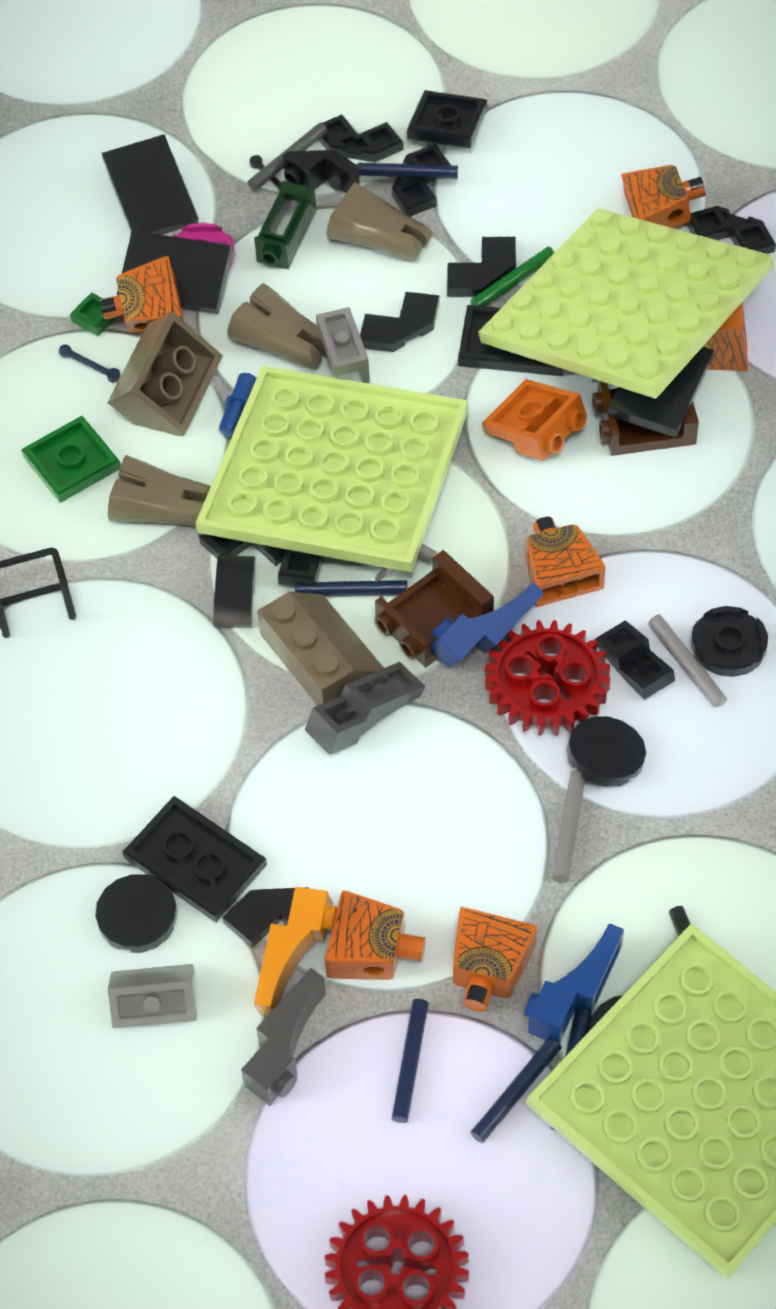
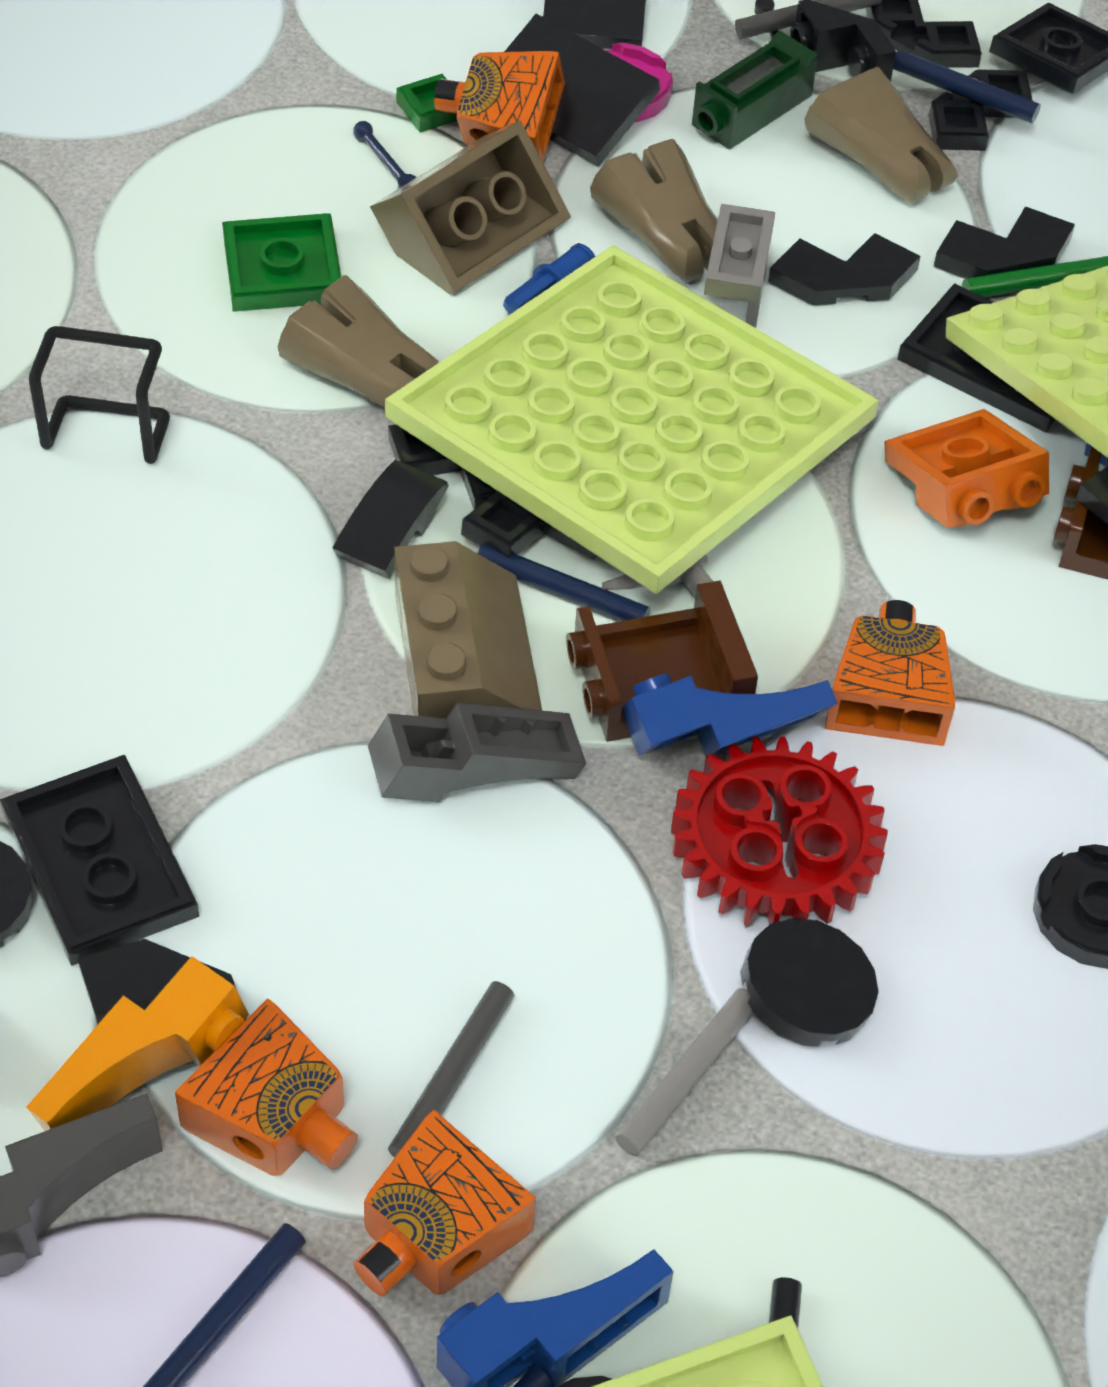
camera: 20 degrees right, 5 degrees down
(450, 886) = (457, 1061): none -> dark grey bar
(634, 661) = (933, 868): black slope -> none
(687, 661) = (1017, 907): light grey bar -> none

